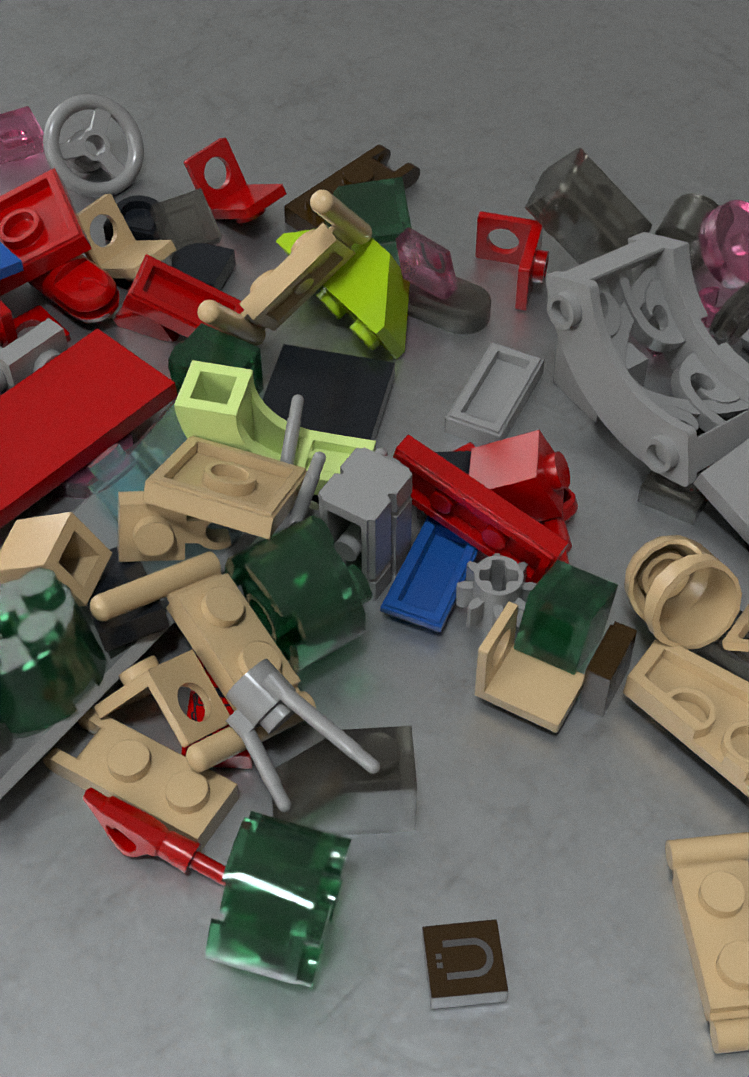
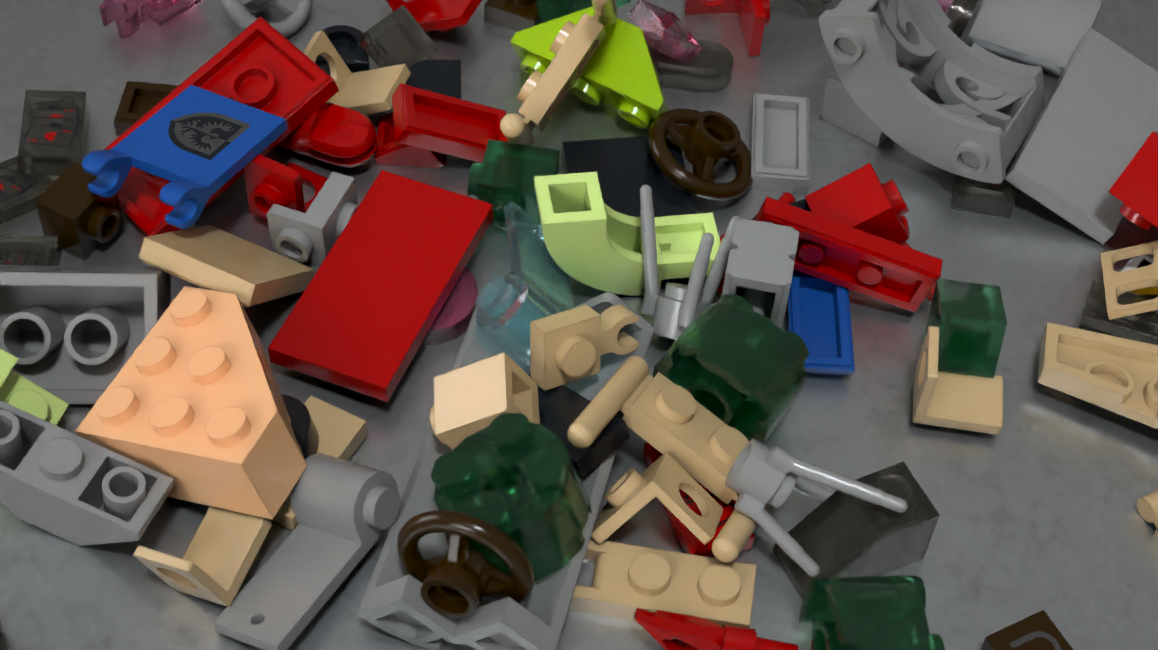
camera: 25 degrees left, 0 degrees up
(226, 486) = (625, 289): tan tile -> none
(412, 374) = (705, 140): none -> dark brown piece
(489, 589) = (890, 325): light grey gear -> none
(607, 668) = (1020, 364): dark brown tile -> none
(682, 591) = (1051, 276): tan helmet -> none

